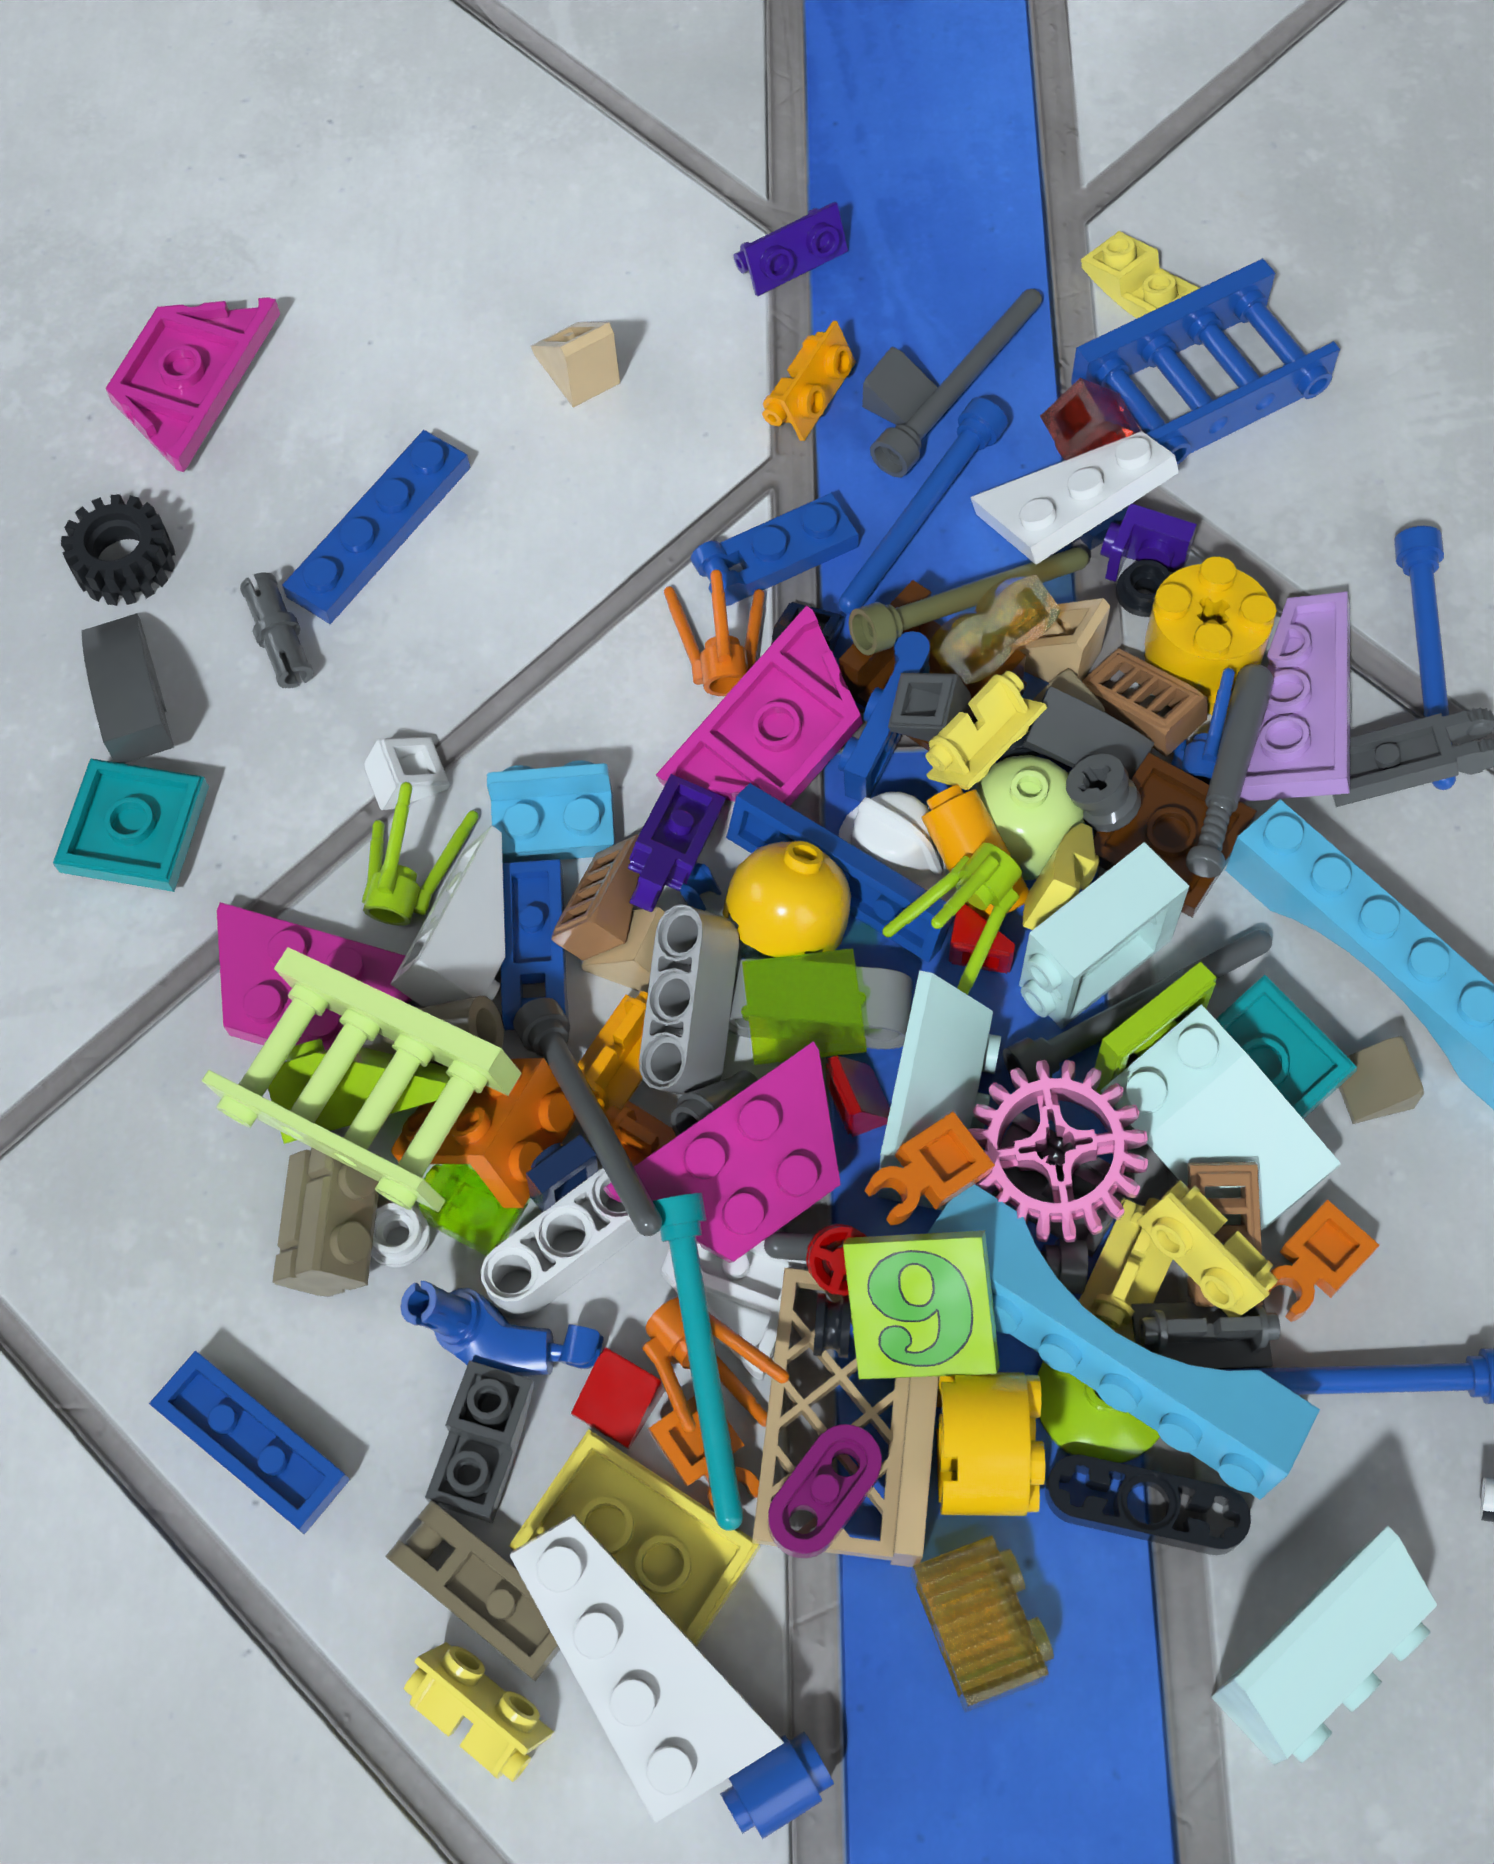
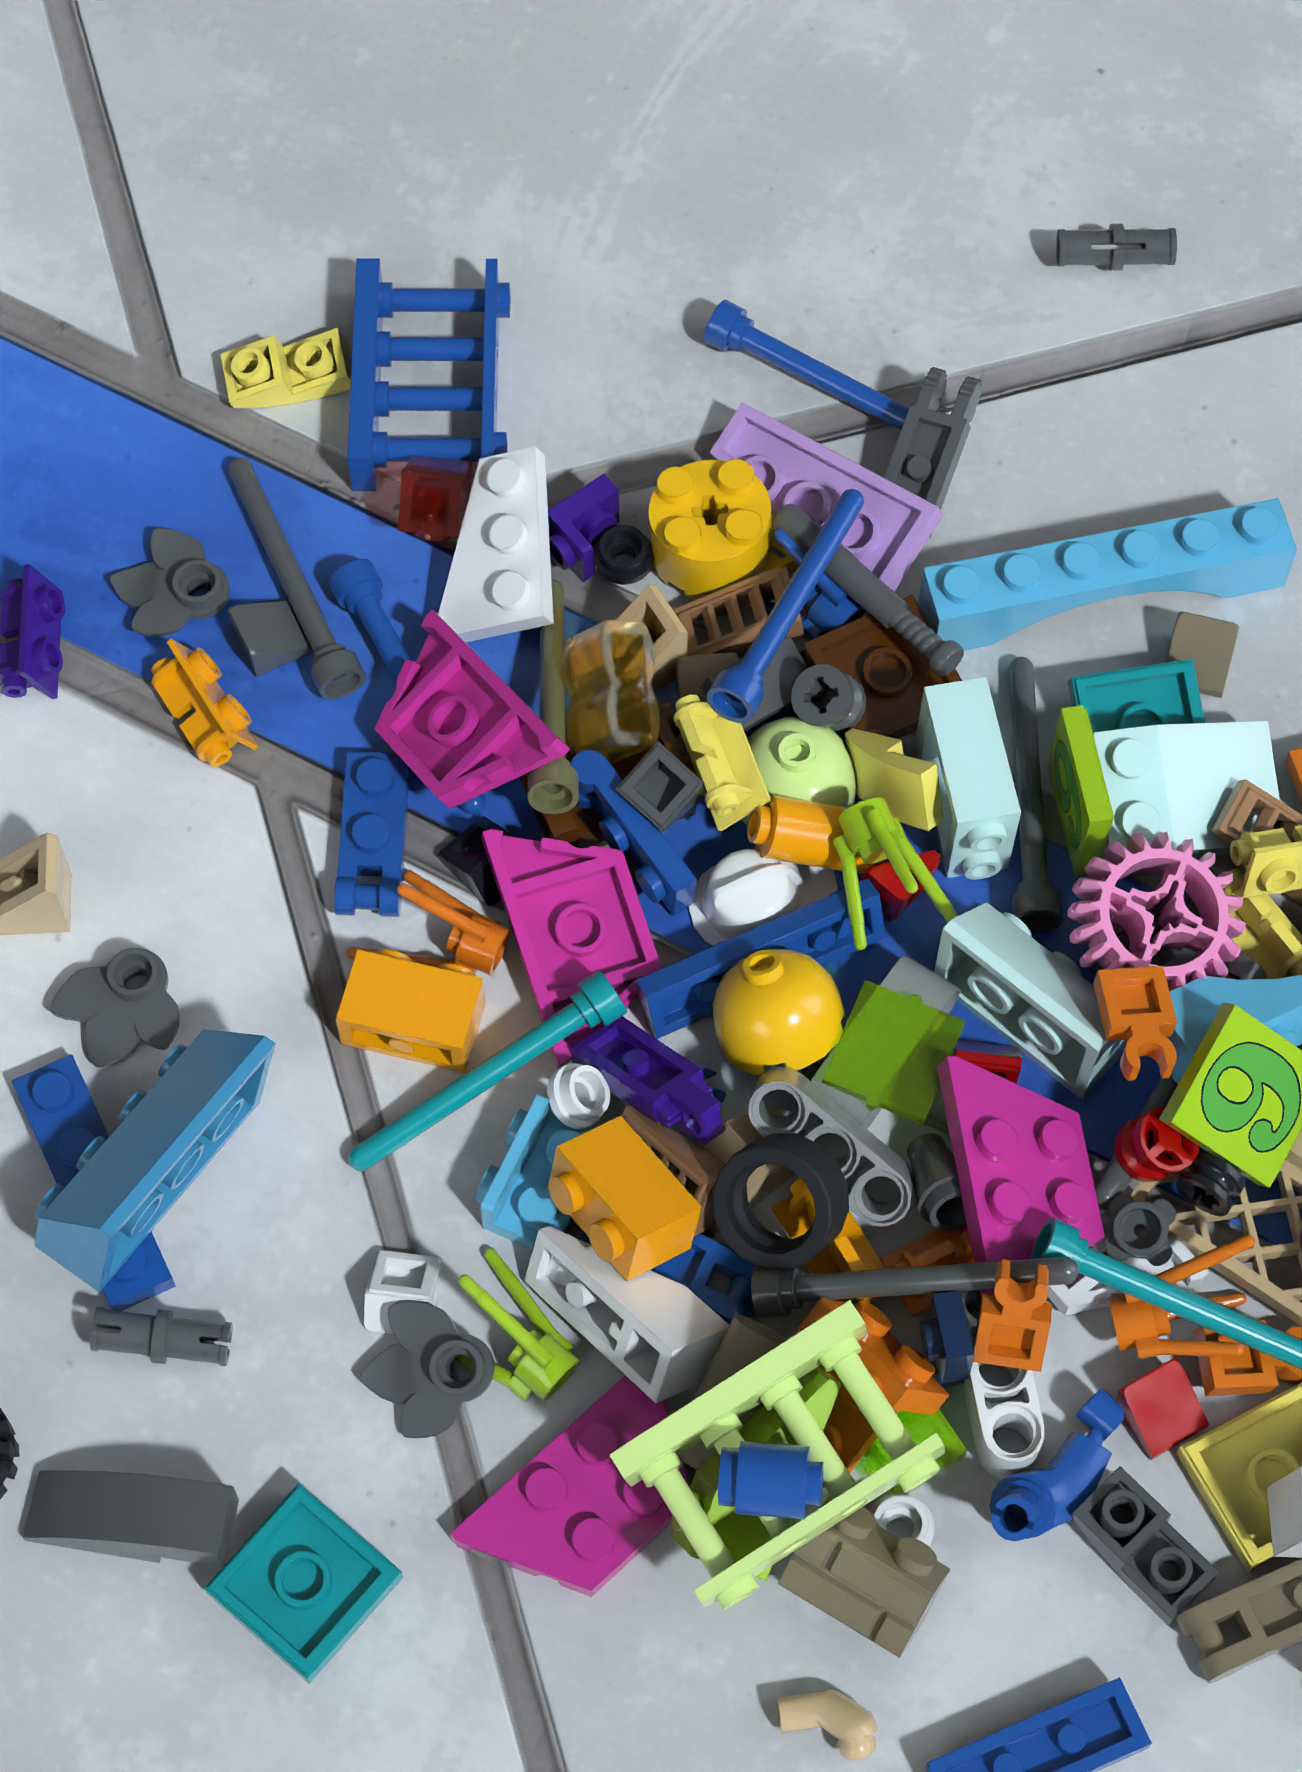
camera: 65 degrees left, 0 degrees up
(210, 1263) = (834, 1713): none -> tan arm
(316, 1070) = (769, 1479): none -> blue brick
(343, 815) = (419, 1370): none -> dark grey plate
(396, 536) = (152, 1154): none -> dark azure slope
(524, 465) = (118, 1015): none -> dark grey plate
(544, 866) = (623, 1198): none -> light orange brick
(590, 1211) = (1014, 1321): none -> orange plate
(627, 994) = (738, 1221): none -> black tyre
(637, 648) = (411, 1009): none -> light orange brick
(639, 811) = (578, 1095): none -> white plate
(713, 765) = (590, 1005): none -> teal piece
(745, 1276) = (1156, 1219): none -> dark grey plate
(894, 539) = (461, 721): none -> dark pink wing
(897, 313) = (165, 586): none -> dark grey plate
(1047, 706) = (739, 689): none -> blue piece

